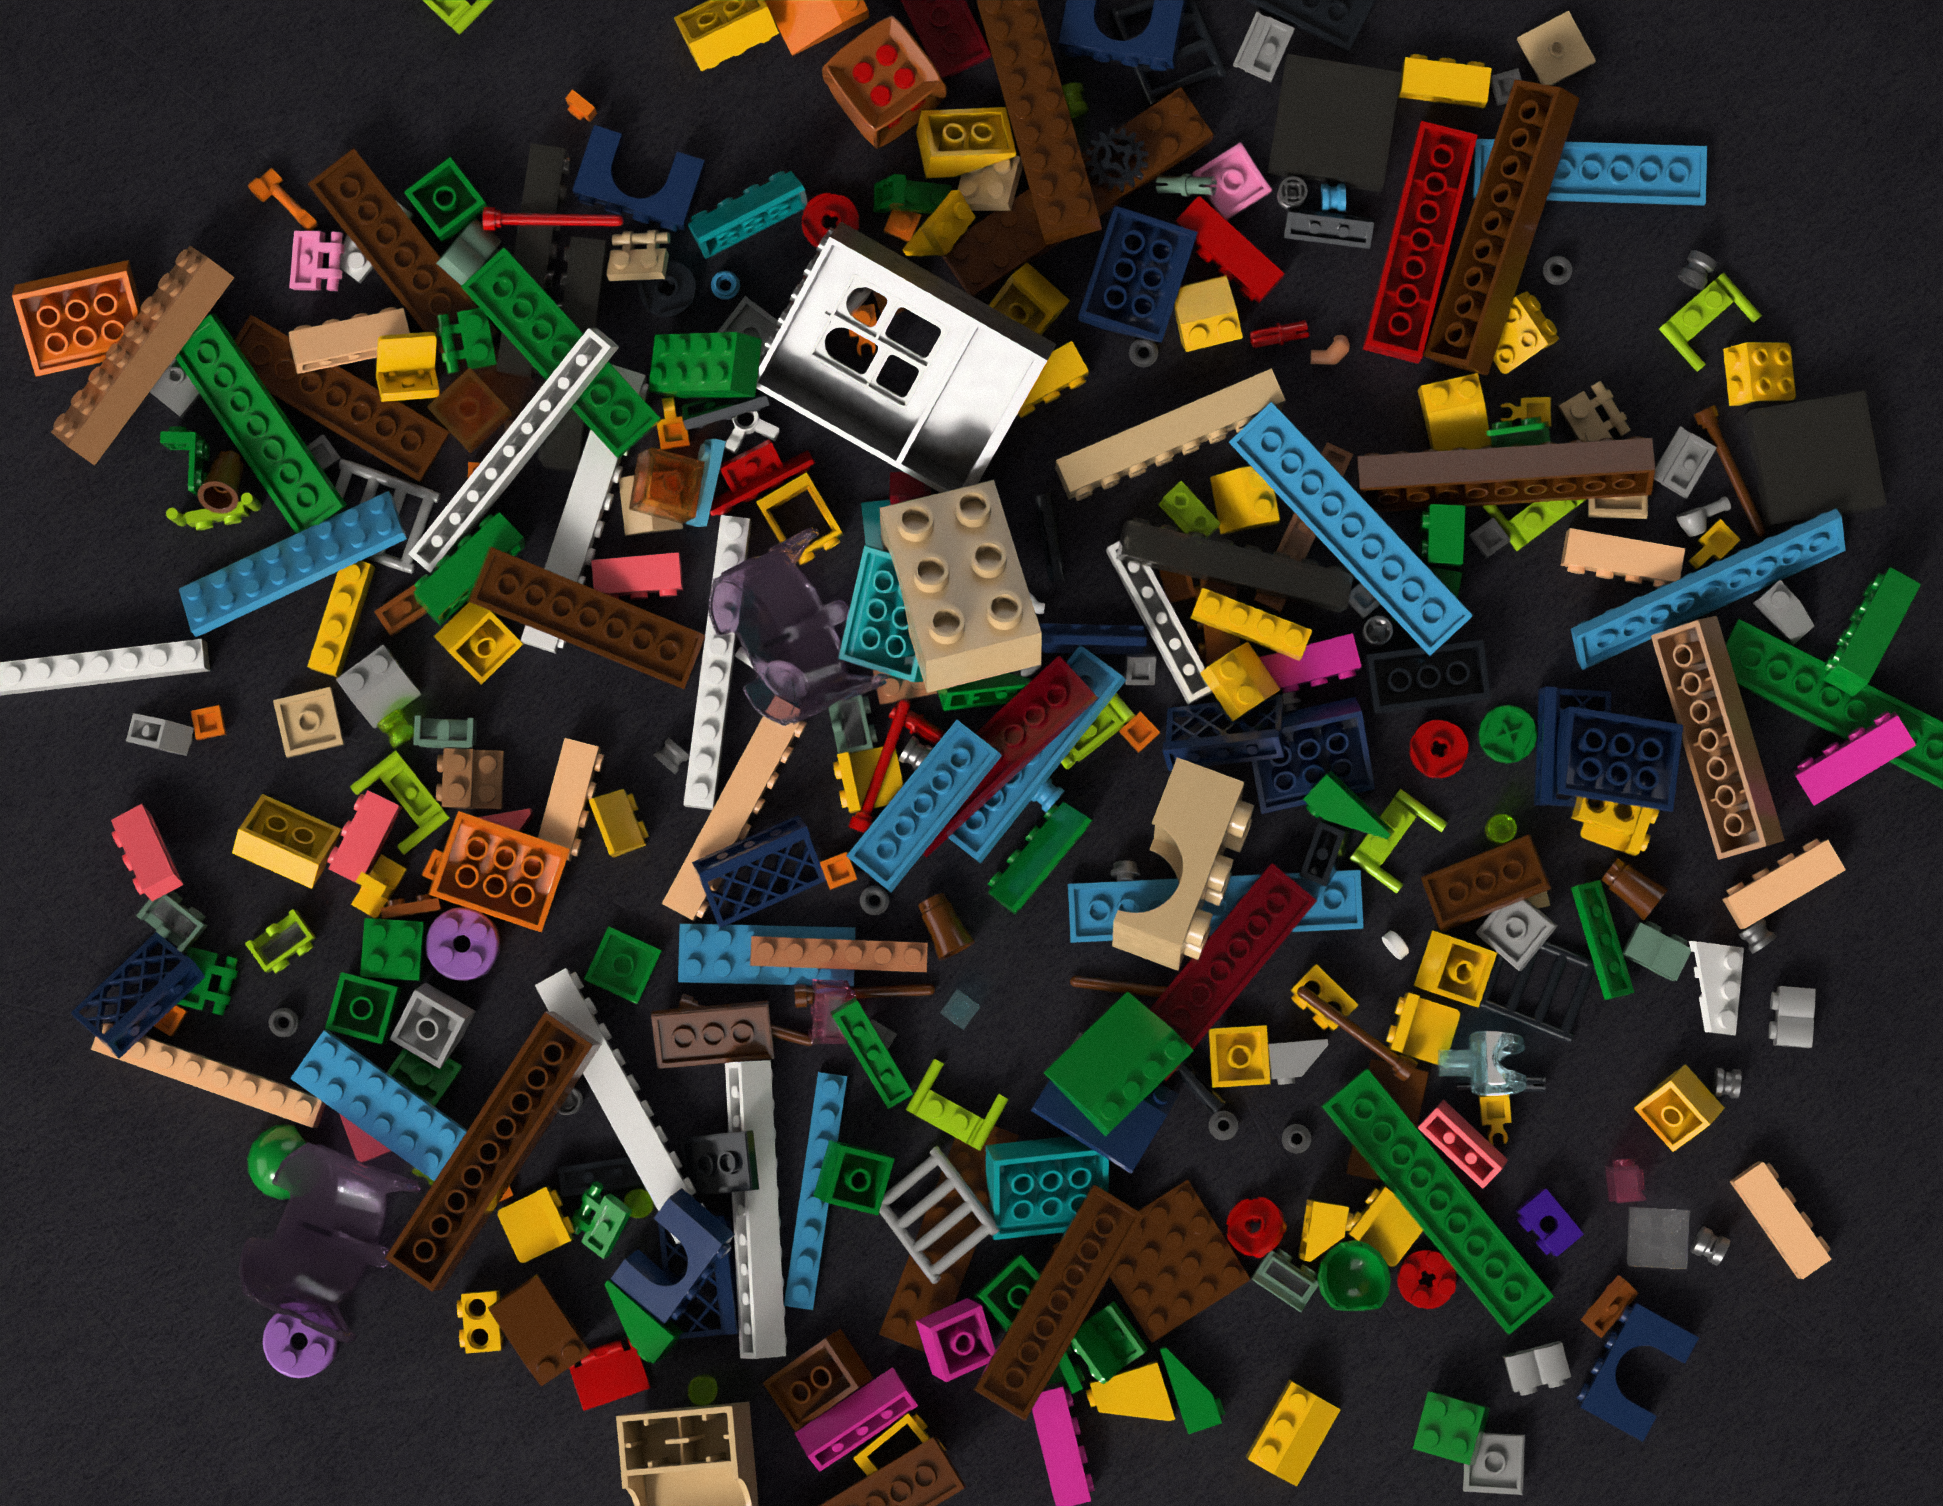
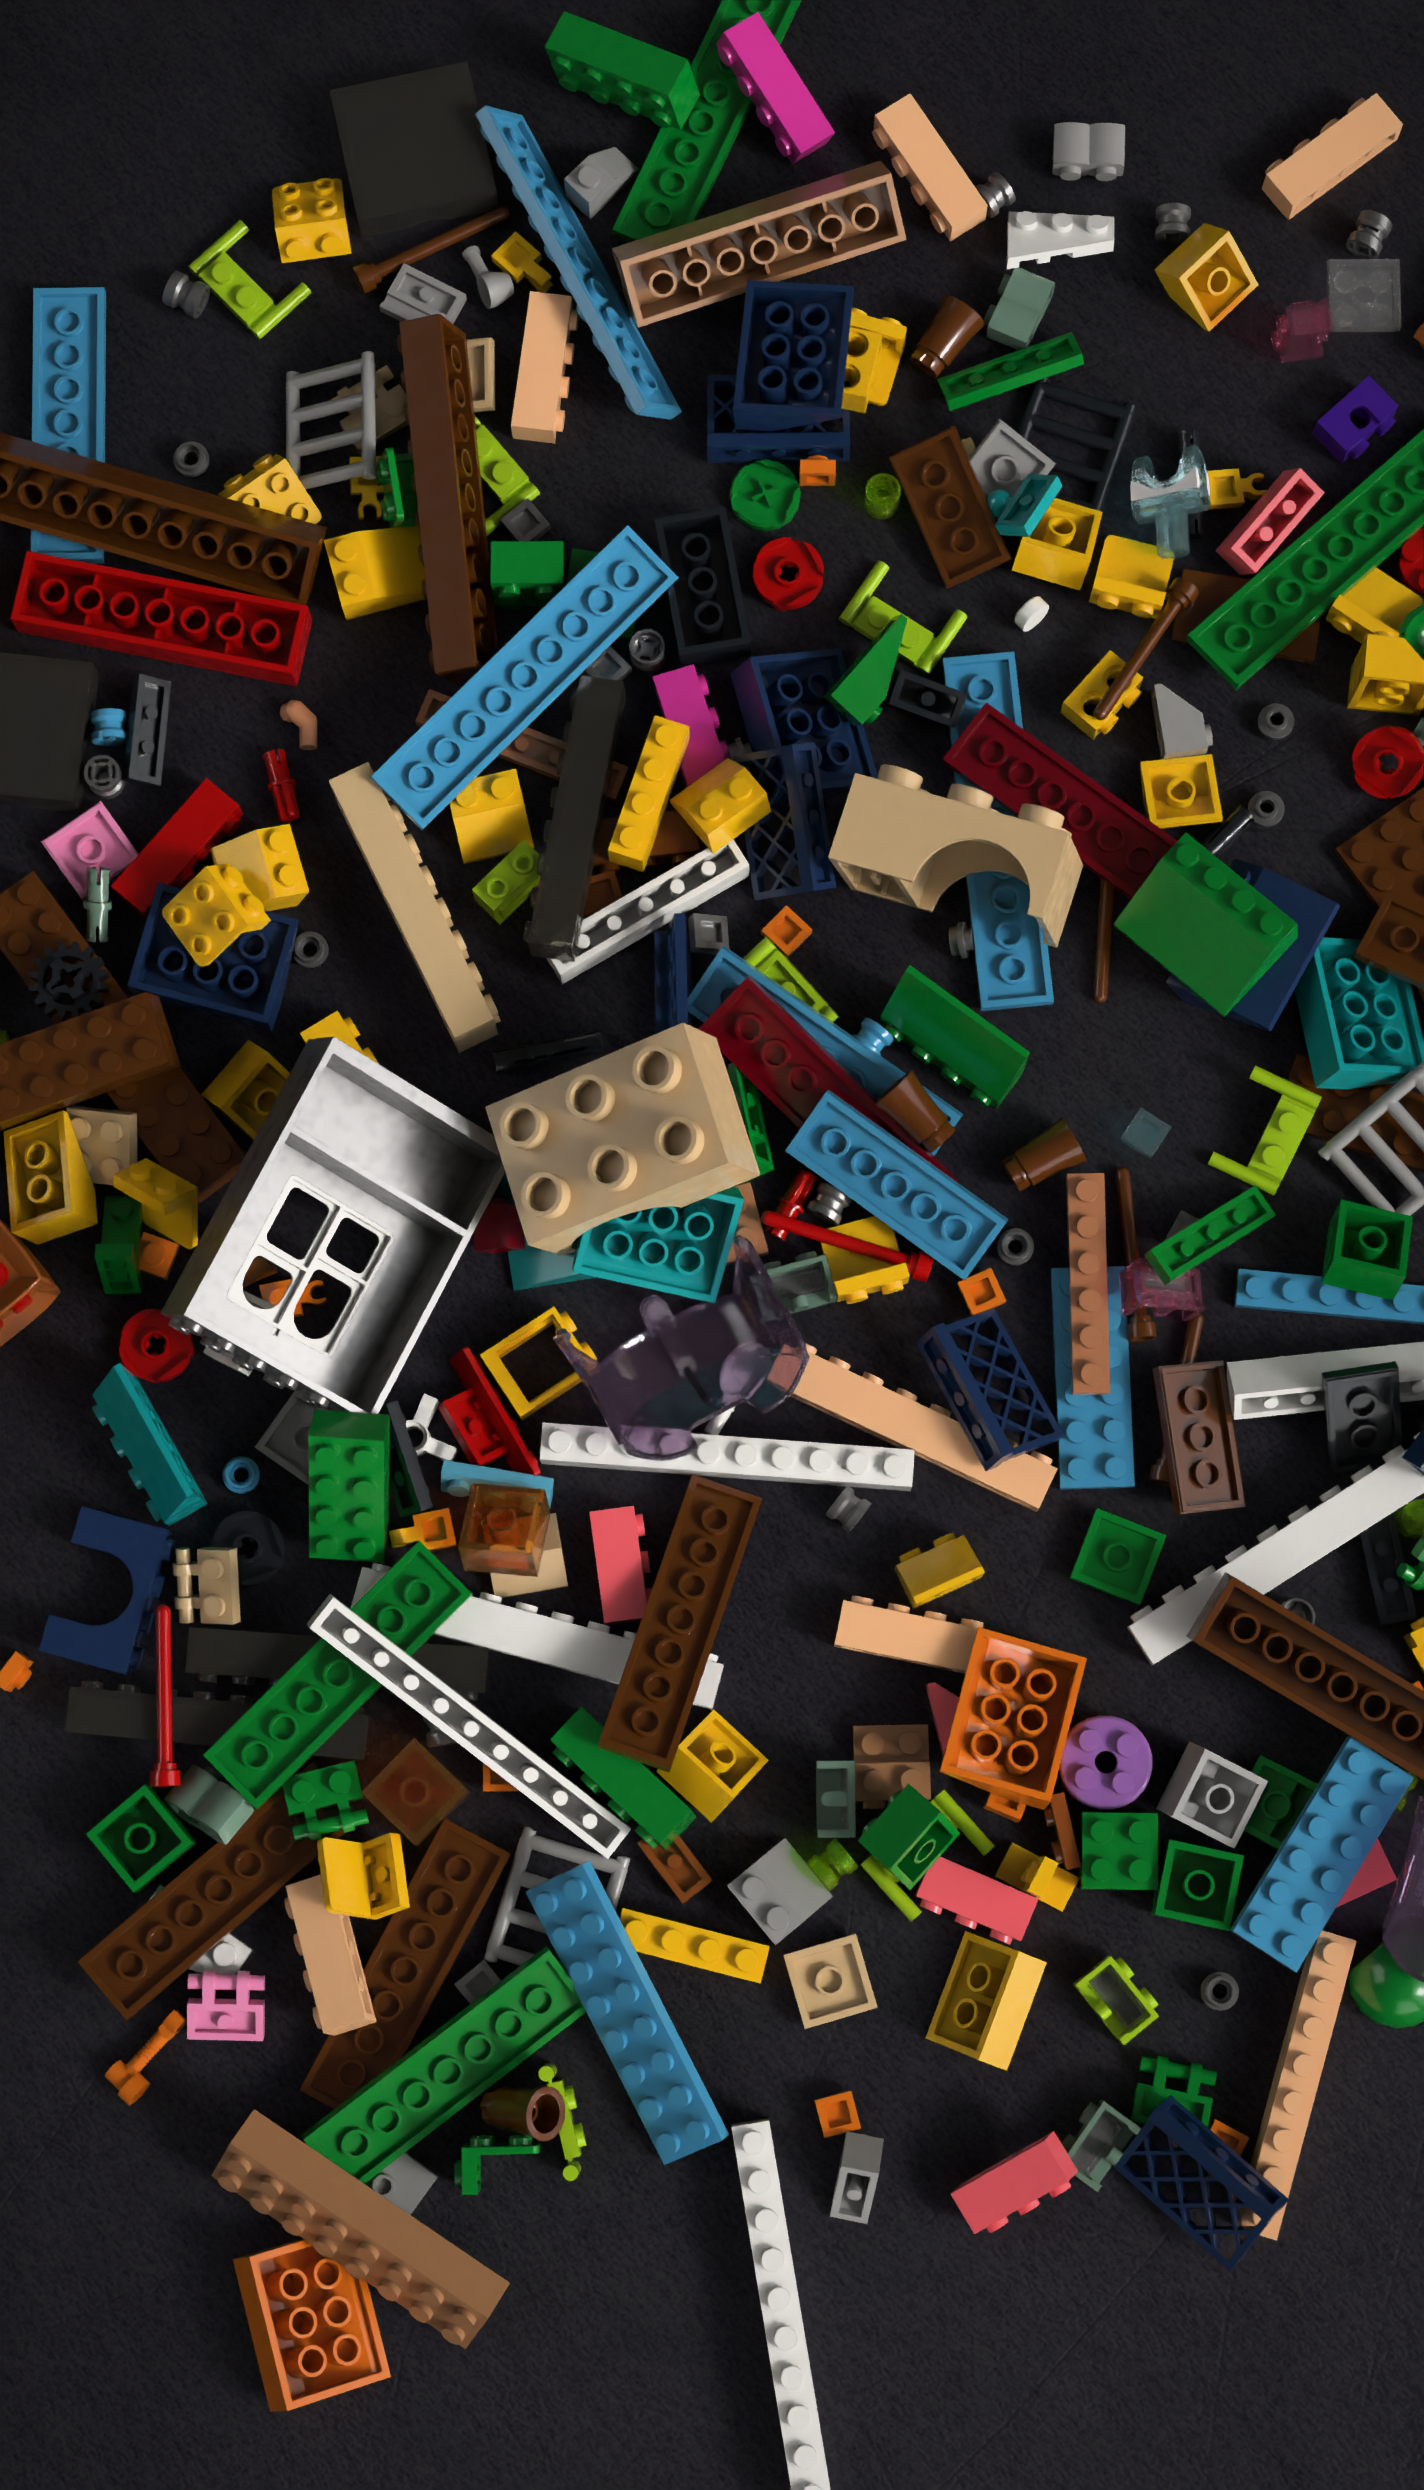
camera: 90 degrees left, 5 degrees down
(410, 784) = (908, 1836): none -> green brick
(980, 822) = (915, 1112): none -> reddish brown plant
(1168, 275) = (214, 912): none -> yellow bracket
(1478, 942) = (1025, 509): none -> teal plate
(1524, 777) = (817, 471): none -> orange plate
(1593, 409) = (365, 434): none -> light grey bar

